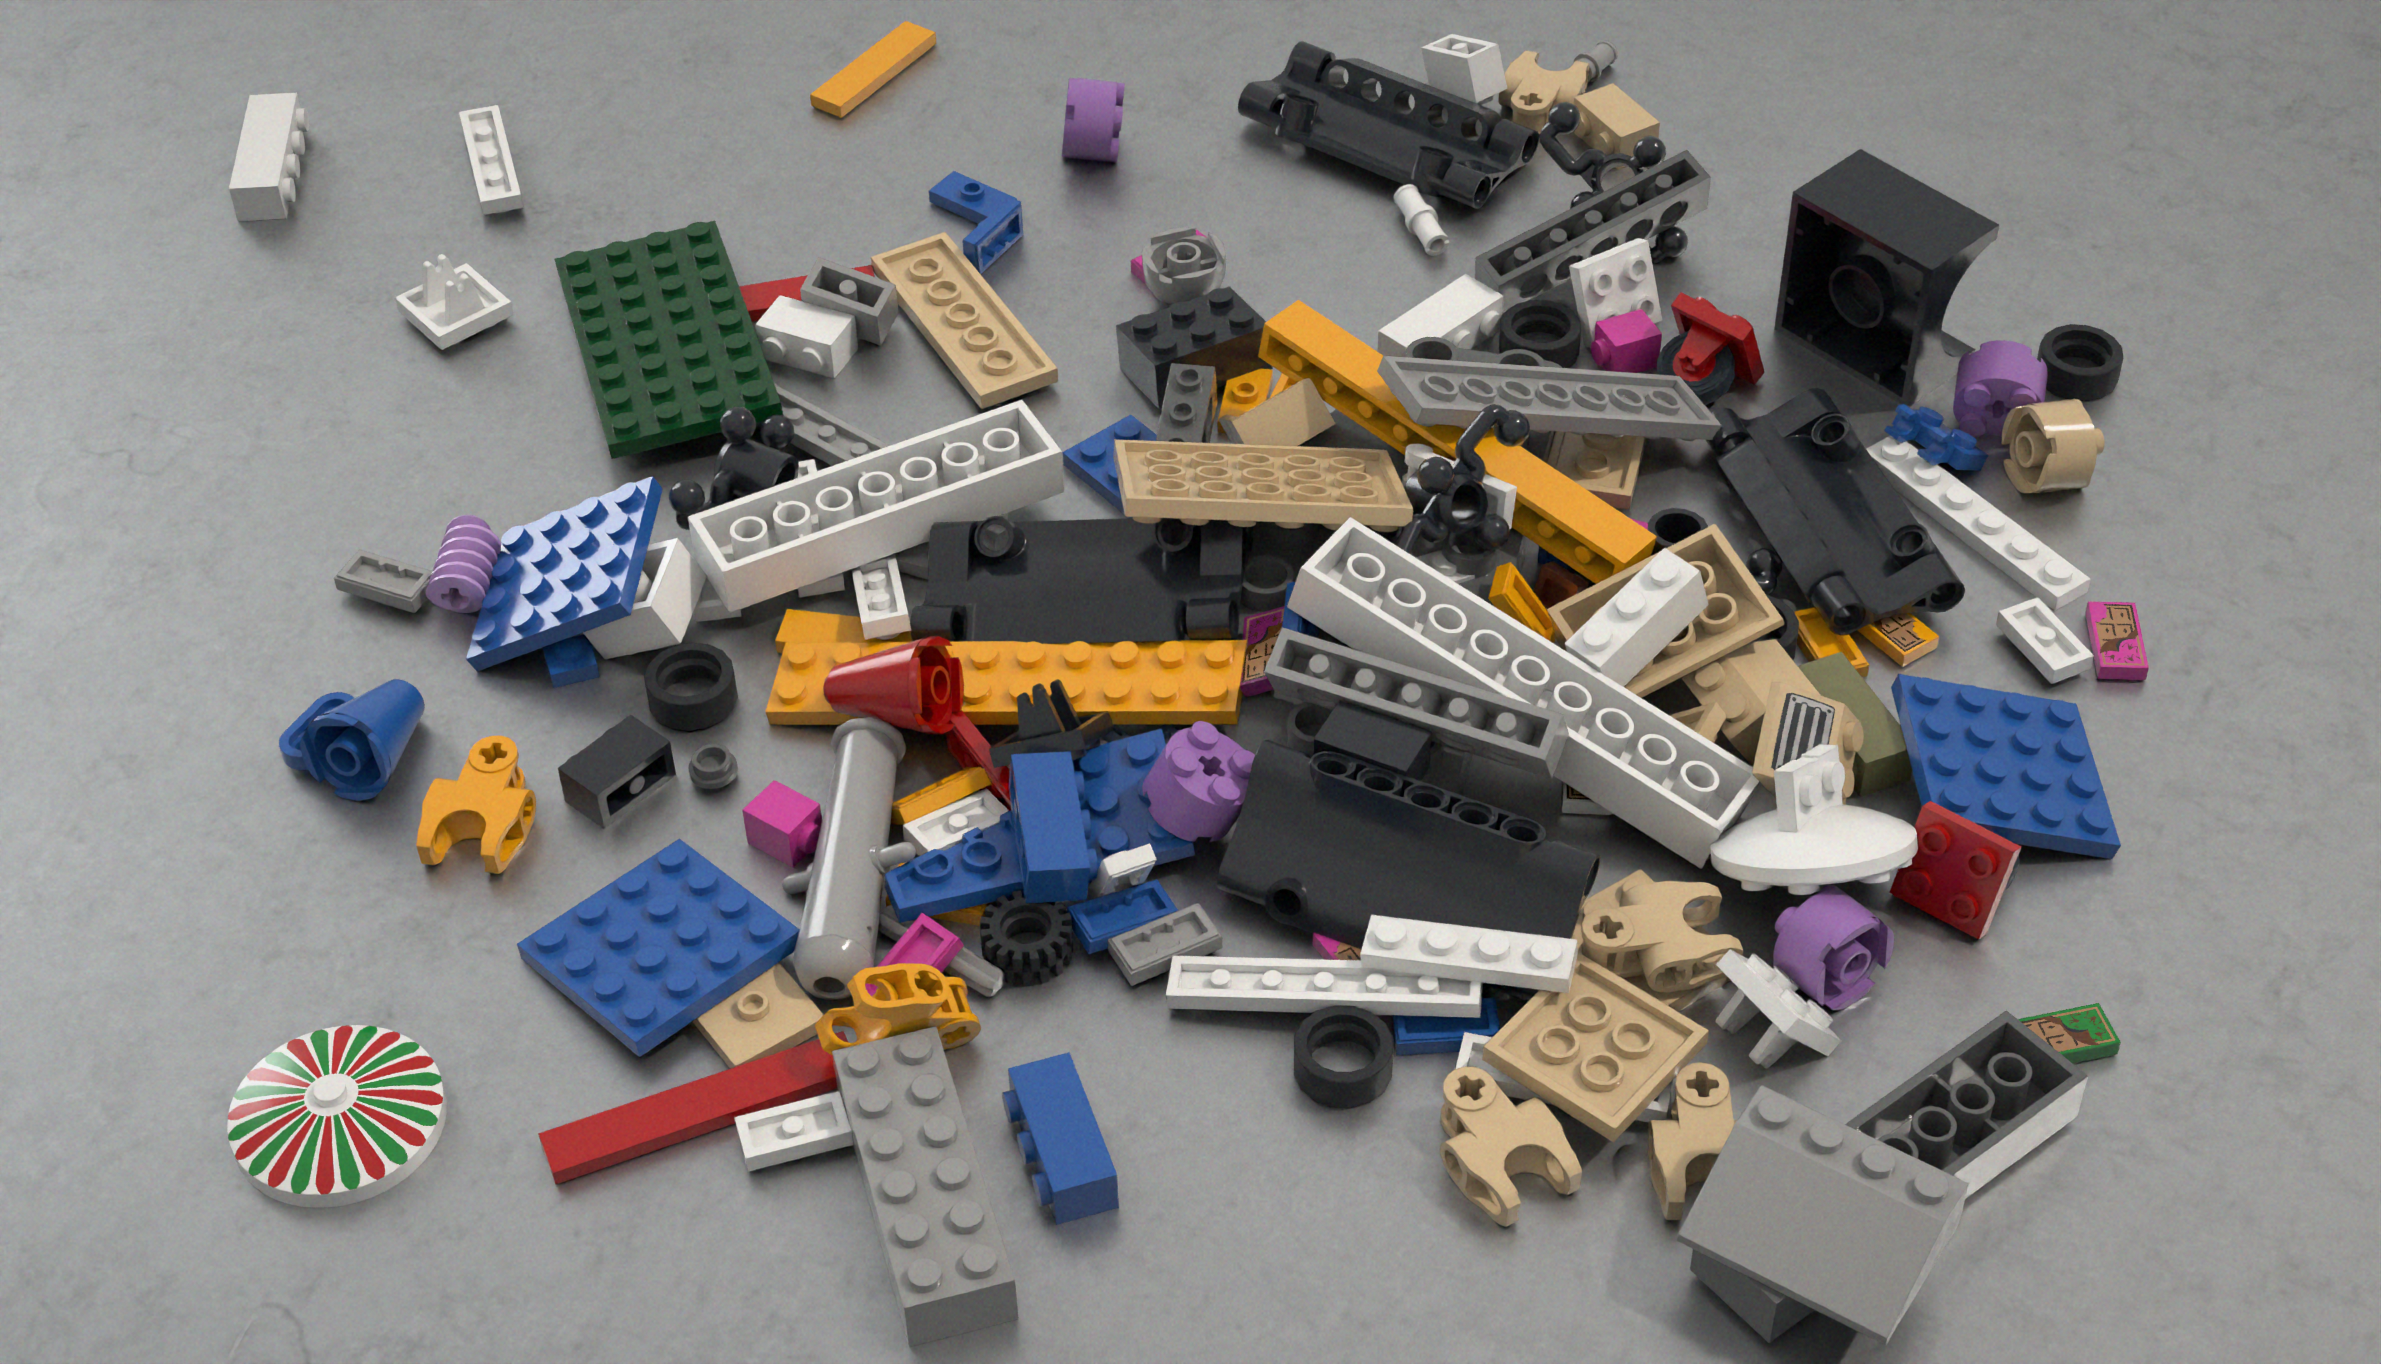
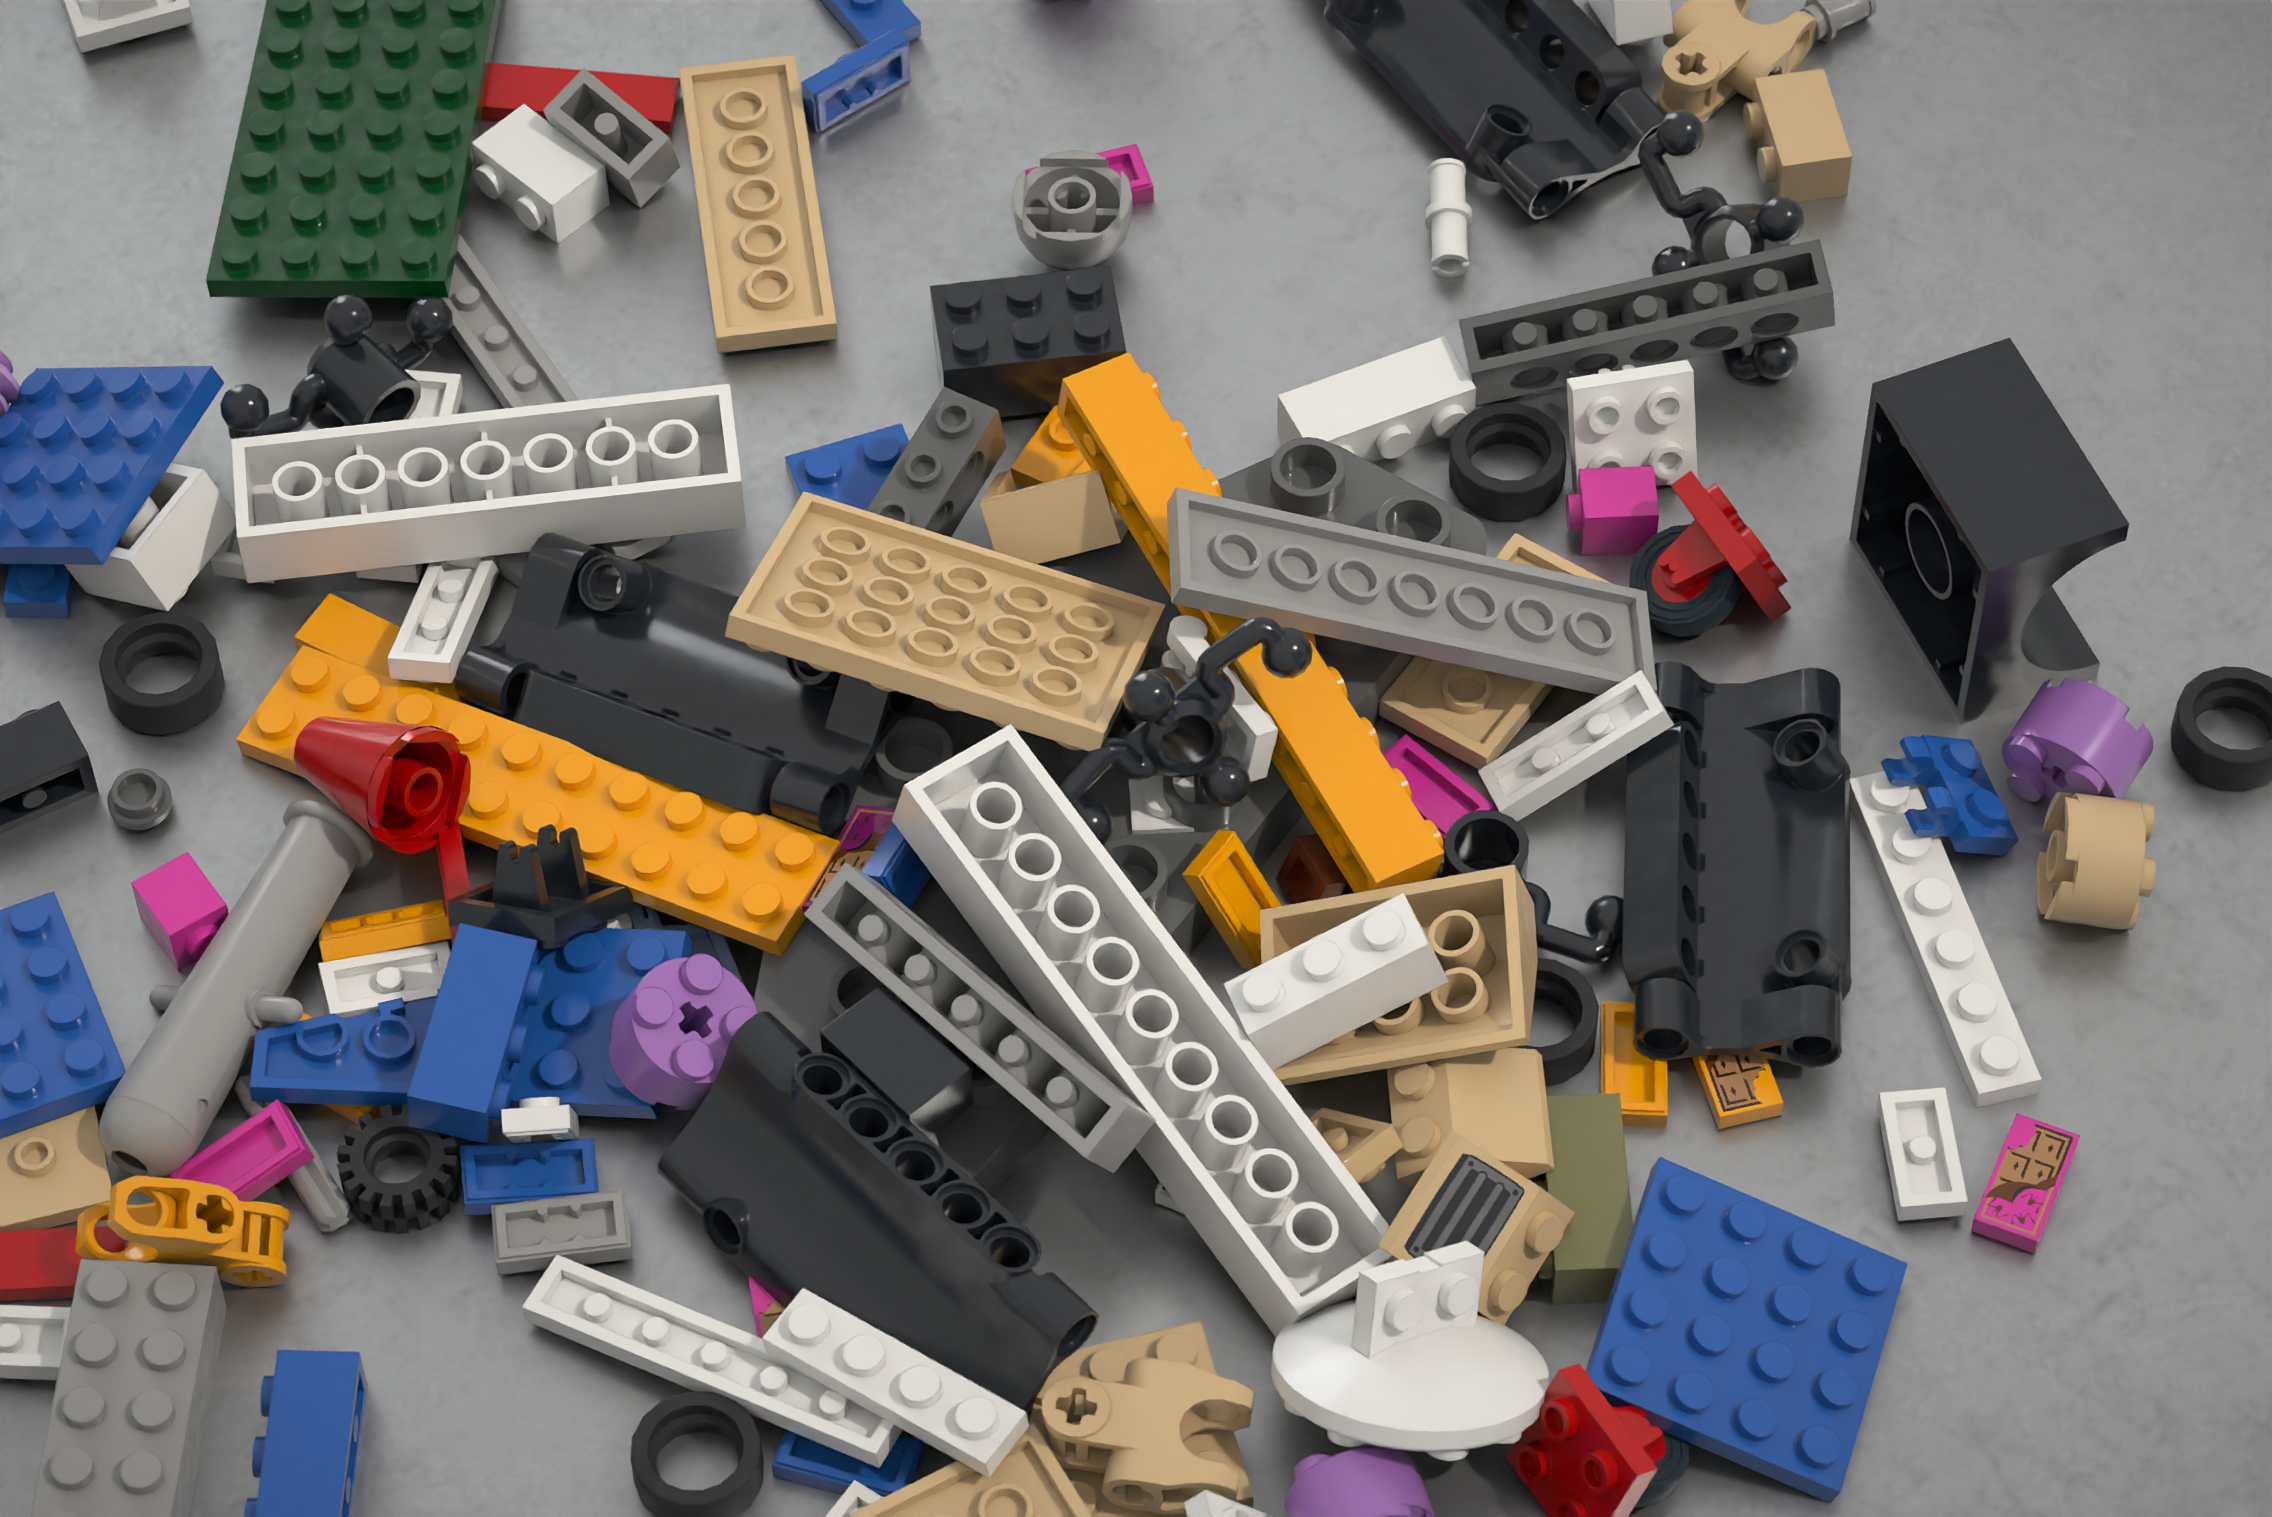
camera: 20 degrees right, 10 degrees up
(1690, 467) = (1576, 747): none -> white plate

